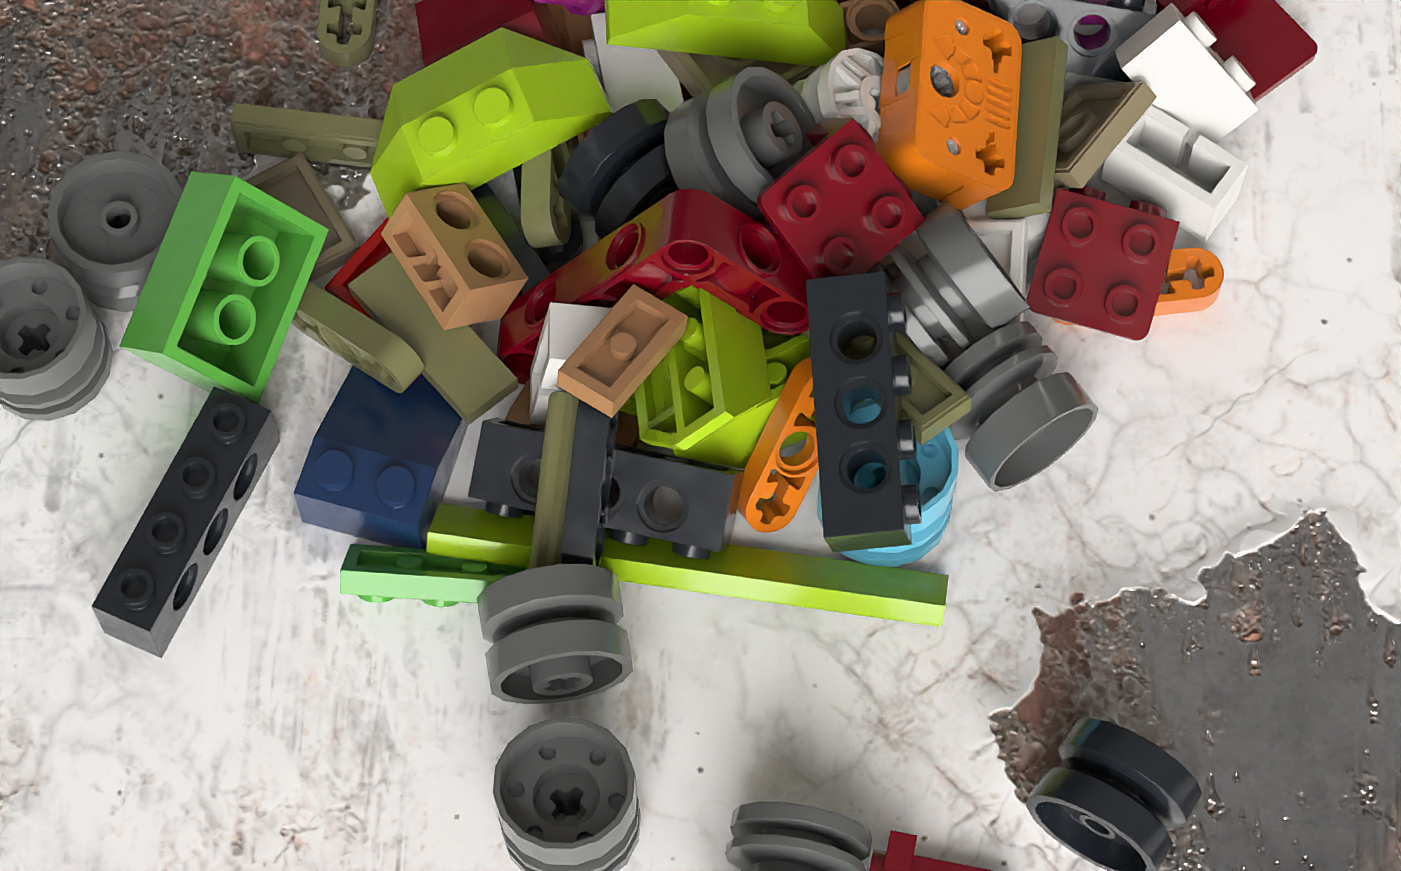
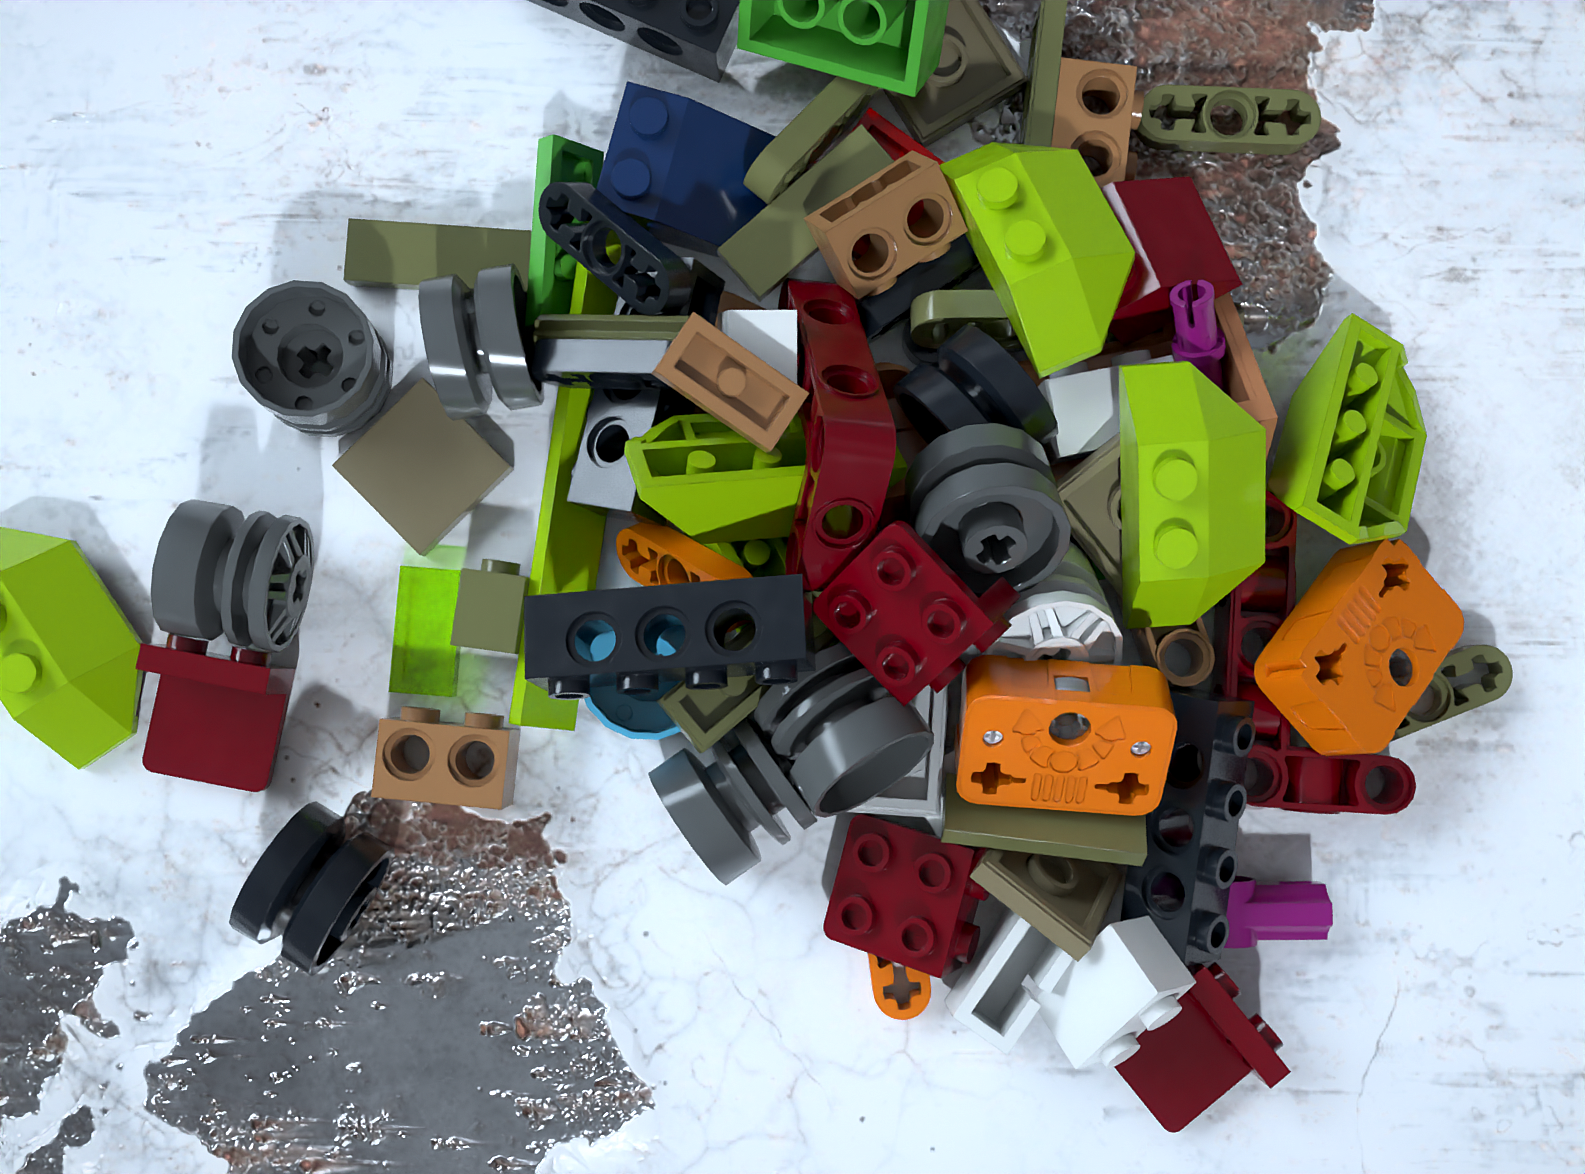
camera: 85 degrees right, 20 degrees up
(363, 74) = (1097, 135): none -> medium nougat brick
(422, 518) = (639, 248): none -> black beam
(451, 709) = (408, 252): none -> olive tile
(678, 722) = (422, 468): none -> dark tan tile
(824, 644) = (490, 607): none -> olive brick
(847, 720) = (423, 627): none -> clear neon green tile
(990, 690) = (446, 775): none -> medium nougat brick

